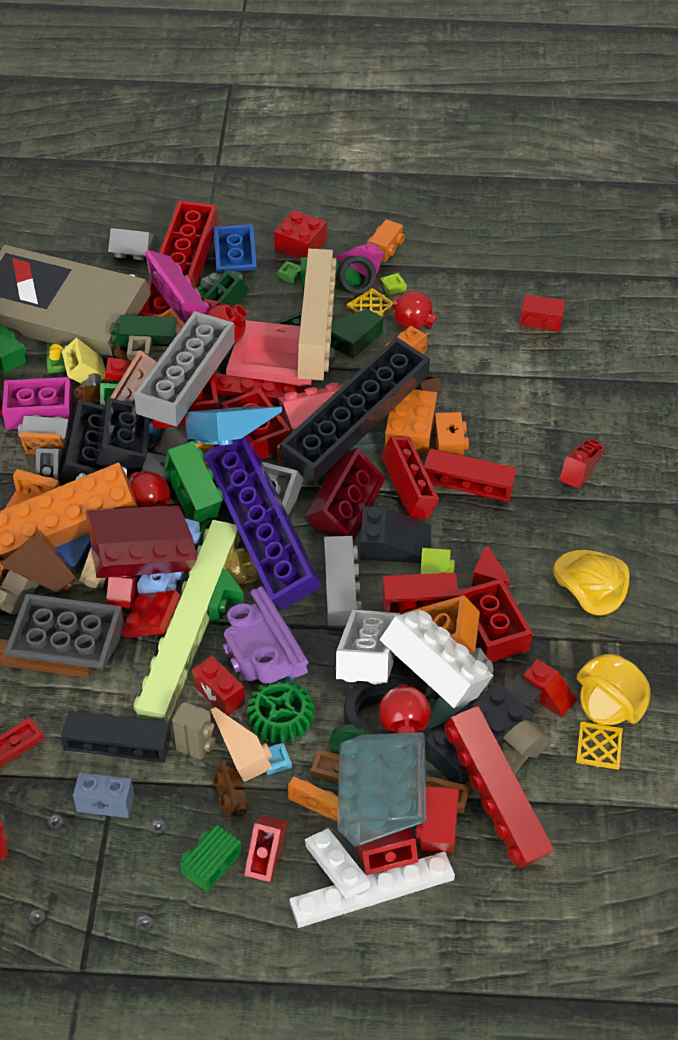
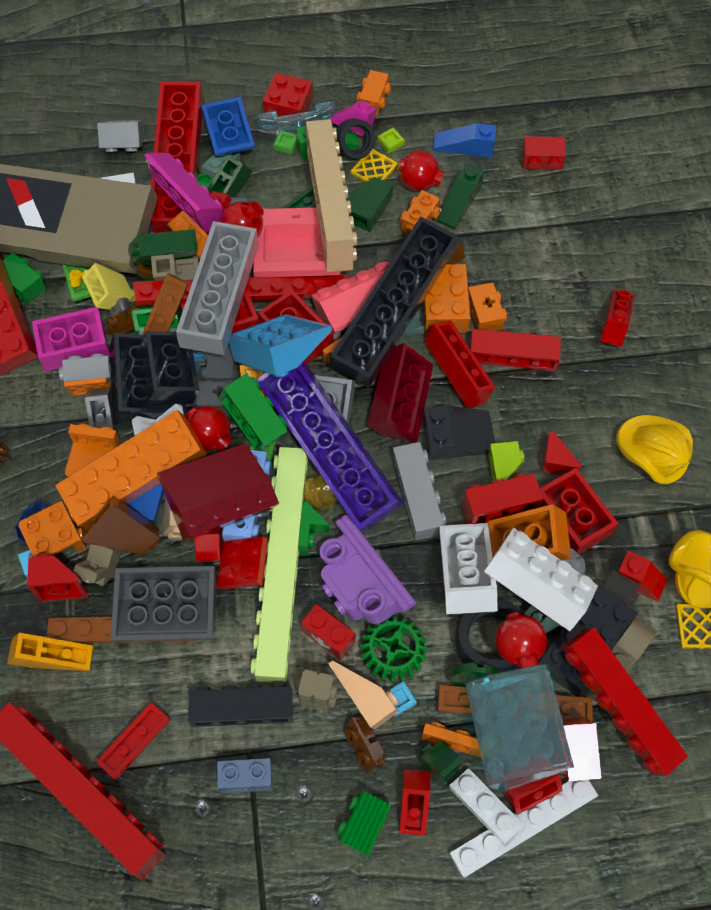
camera: 10 degrees left, 15 degrees up
(279, 253) = (272, 124): none -> clear light blue slope
(301, 815) = (440, 762): none -> dark green slope
(451, 337) = (461, 196): none -> dark green slope
(469, 292) = (467, 140): none -> blue slope

